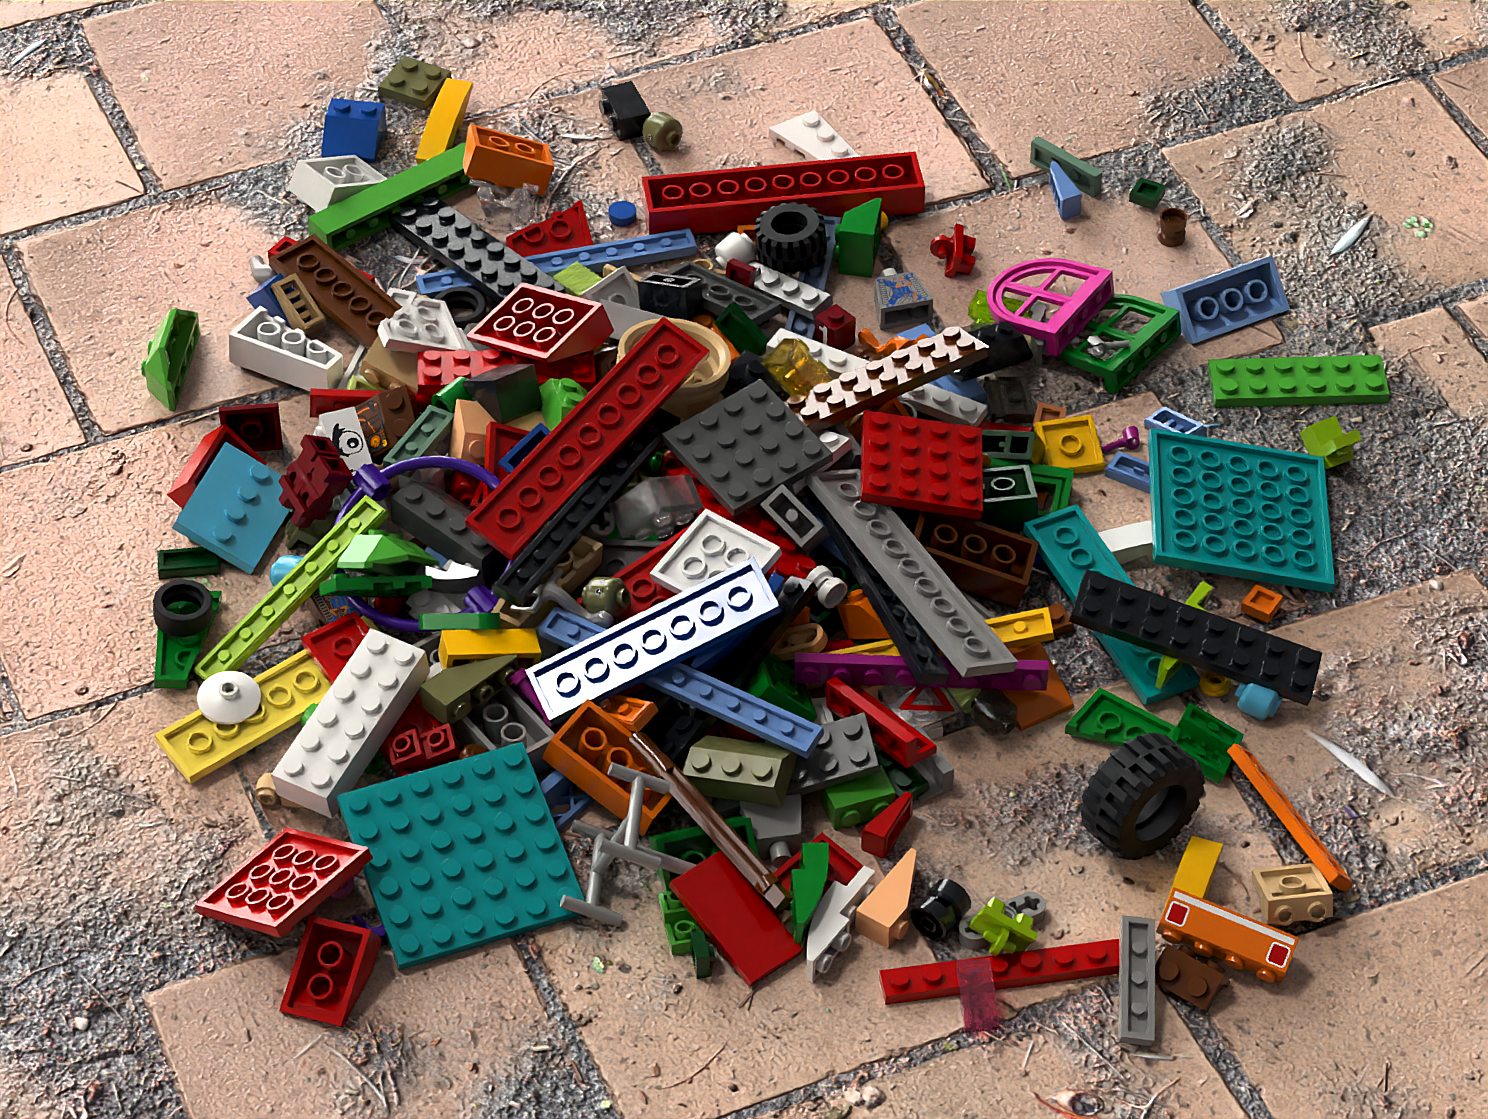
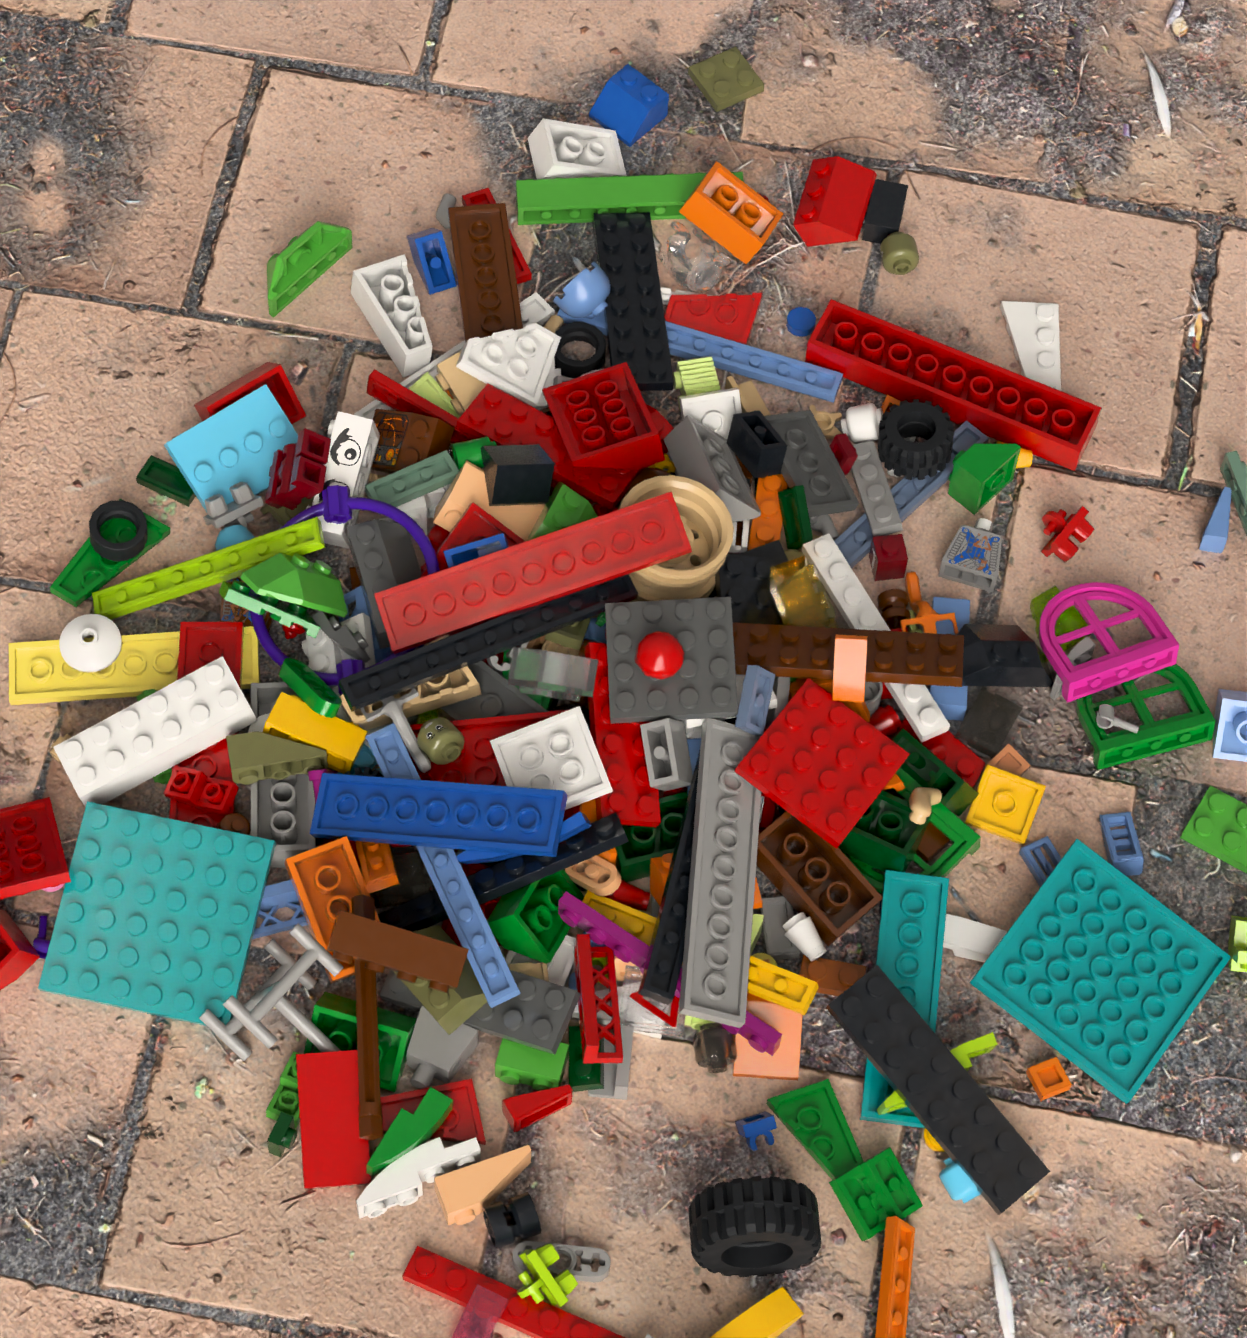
camera: 30 degrees right, 15 degrees up
(255, 424) = (308, 372): dark red slope -> none
(271, 550) = (235, 512): none -> light grey hips
(290, 310) = (429, 269): tan slope -> none
(438, 262) = (585, 293): none -> medium blue cylinder
(444, 119) = (715, 136): yellow slope -> none
(582, 117) = (833, 201): none -> red slope
(705, 742) = (397, 950): none -> reddish brown slope
(740, 440) = (659, 655): none -> red hair
(830, 589) = (648, 836): white wheel -> none
(835, 434) = (755, 700): none -> sand blue plate
(895, 379) = (849, 668): none -> slope
(997, 601) = (804, 936): none -> white cone
(1018, 459) = (921, 801): none -> tan arm
(1073, 748) = (756, 1125): none -> blue tile
(1129, 440) = (1069, 830): magenta hand -> none

